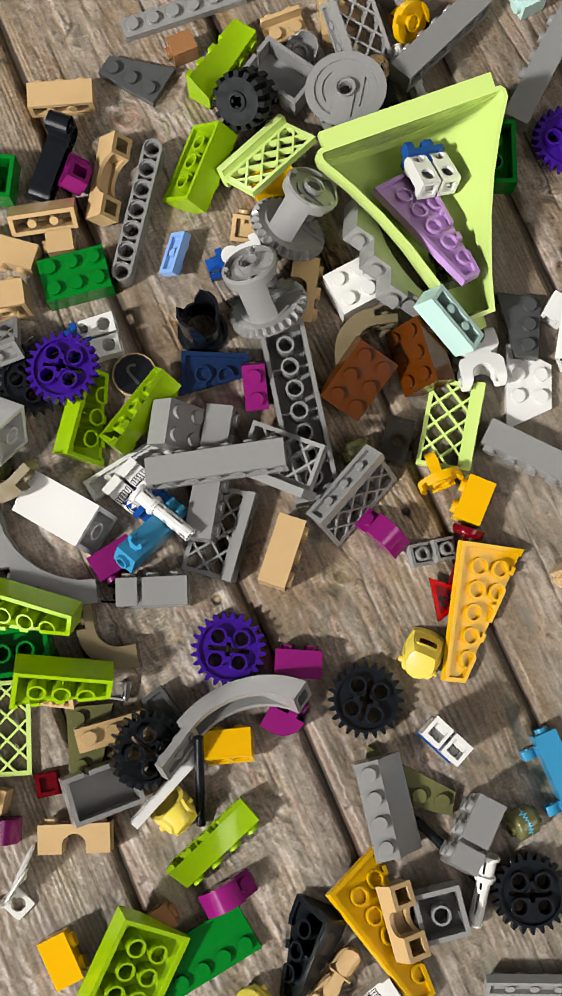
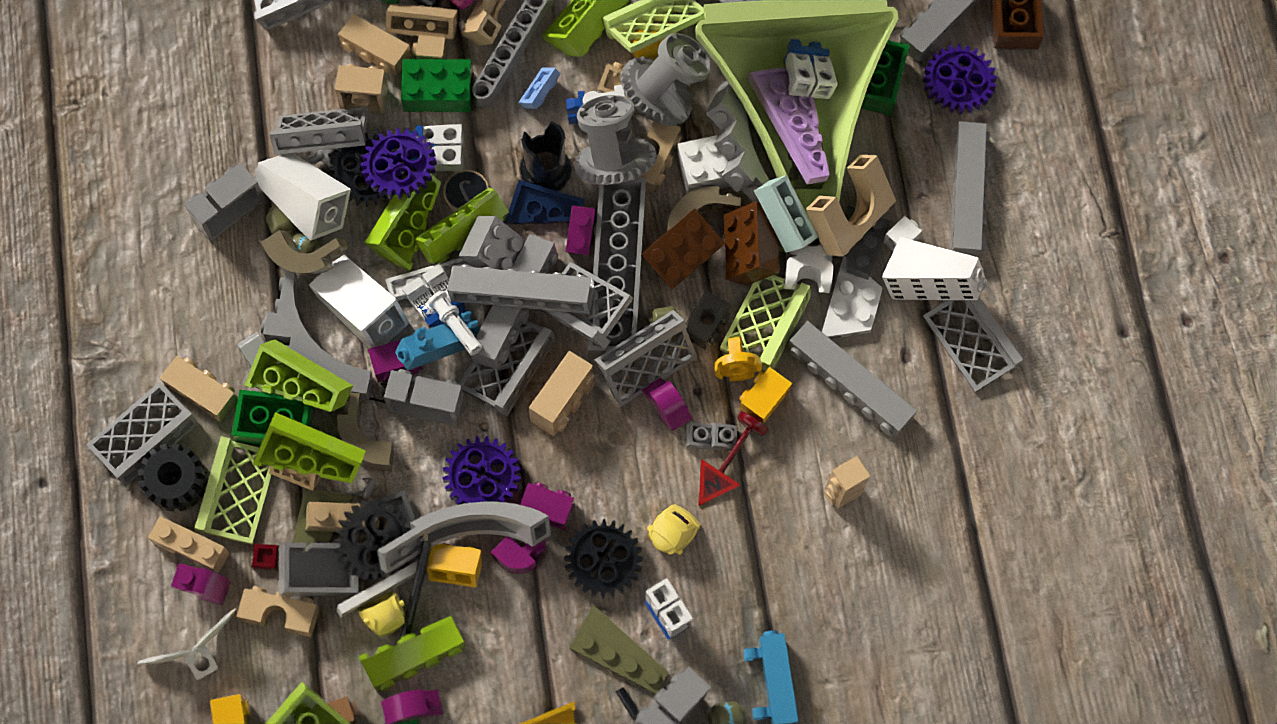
camera: 10 degrees right, 10 degrees down
(387, 806) = (594, 661): light grey slope -> none
(476, 595) = (744, 485): yellow wing -> none
(503, 322) = (873, 200): none -> tan arch

